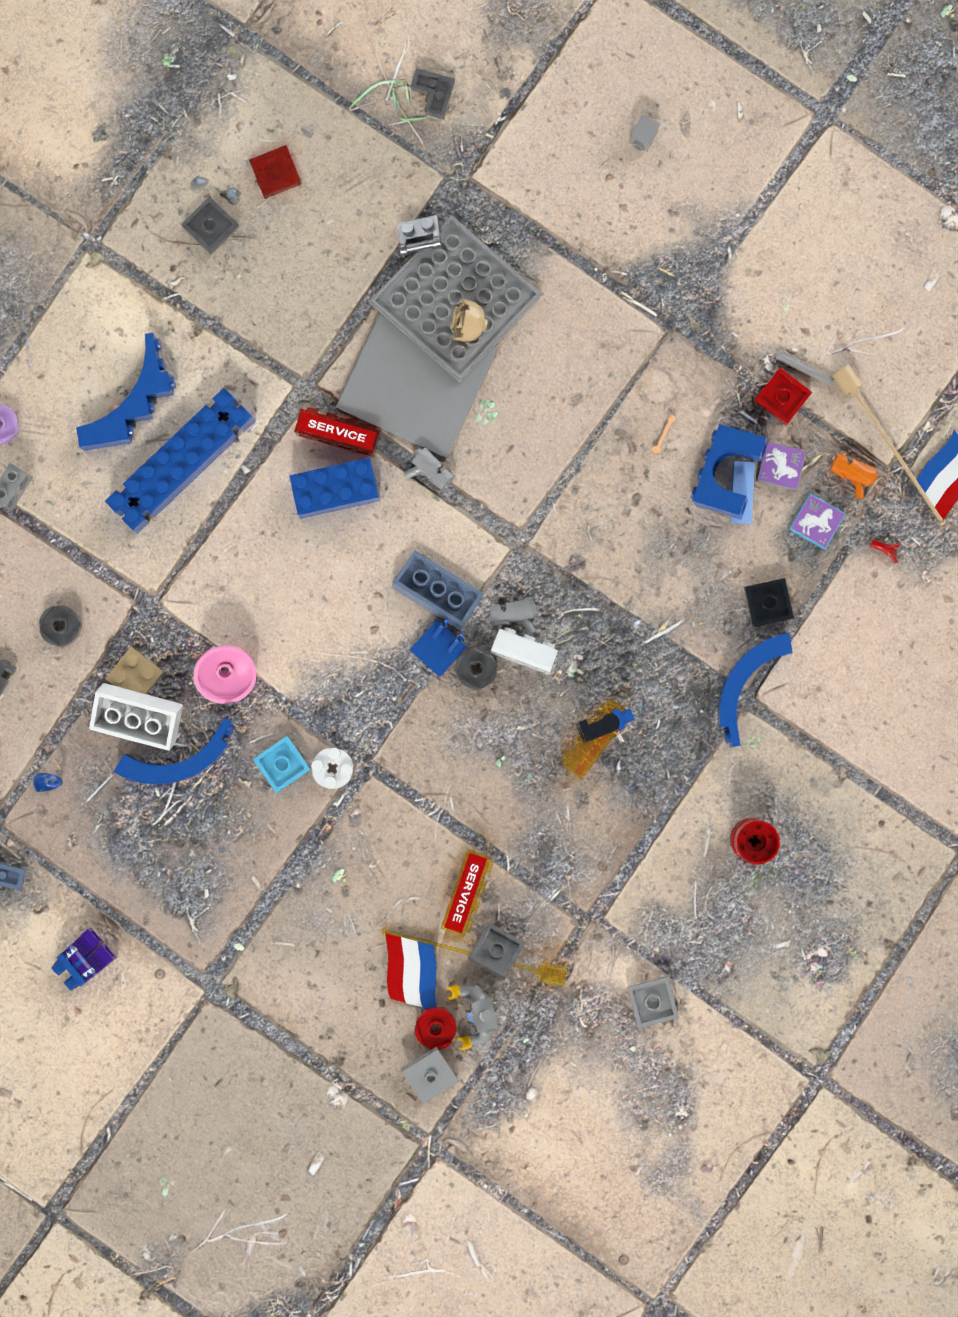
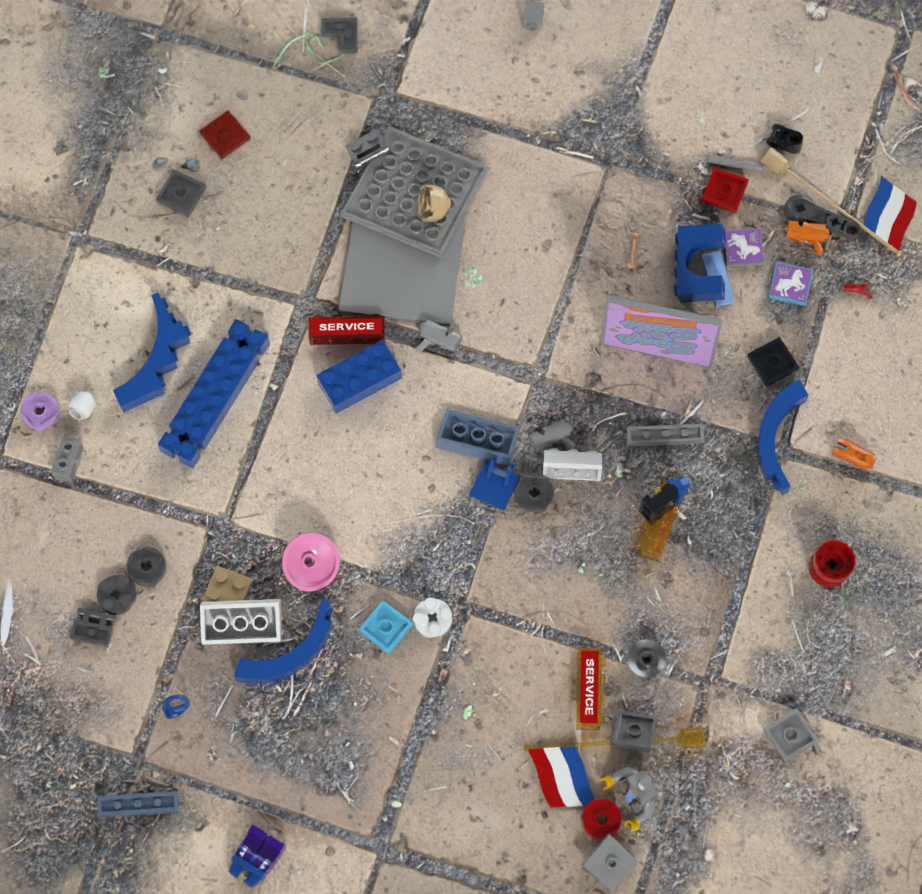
camera: 20 degrees left, 15 degrees down
(31, 637) = (107, 588): none -> flat silver plate
(41, 432) = (82, 405): none -> white head
(536, 890) = (646, 649): none -> flat silver dish
(631, 646) = (665, 435): none -> light grey tile
(658, 545) = (660, 331): none -> tile
(819, 730) = (854, 454): none -> orange piece
(865, 356) = (783, 139): none -> black piece
(870, 454) = (814, 214): none -> dark grey beam

